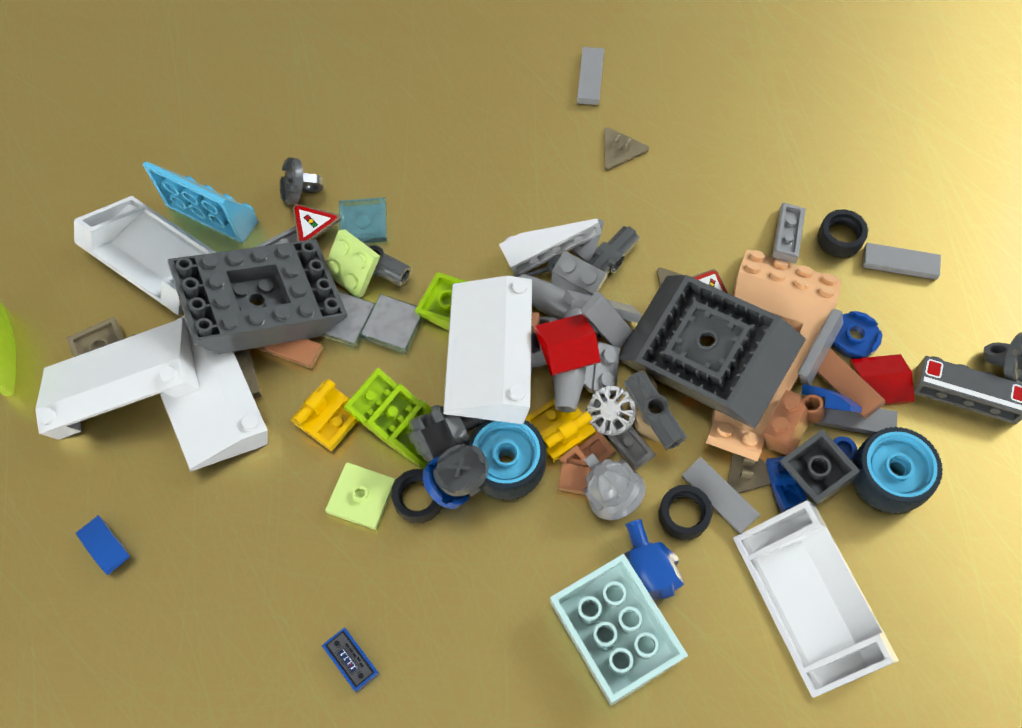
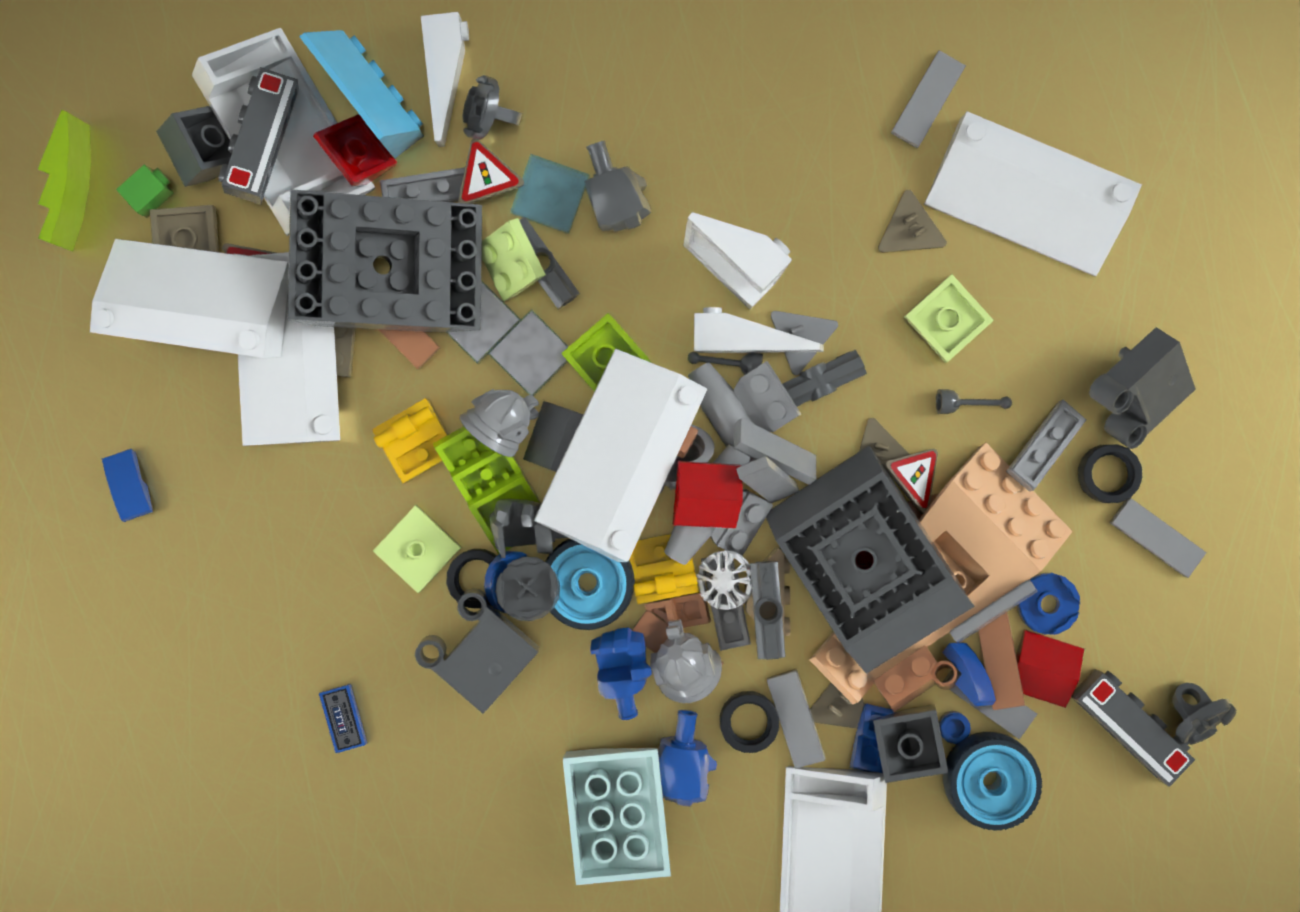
camera: 20 degrees right, 25 degrees up
(58, 326) = (146, 190): none -> bright green brick
(92, 283) = (195, 144): none -> dark grey slope
(135, 256) = (260, 135): none -> dark grey brick
(209, 239) = (355, 150): none -> red slope
(254, 166) = (444, 57): none -> white slope
(388, 364) = (500, 419): none -> light grey helmet
(408, 196) = (615, 192): none -> dark grey piece
(431, 369) = (552, 435): none -> dark grey slope
(449, 545) = (485, 658): none -> dark grey piece
(508, 172) = (737, 256): none -> white slope
(563, 509) = (621, 668): none -> blue piece
(676, 186) = (948, 318): none -> yellowish green plate
(687, 96) = (1032, 193): none -> white slope
(706, 234) = (949, 401): none -> dark grey hinge
(834, 161) = (1143, 387): none -> dark grey piece

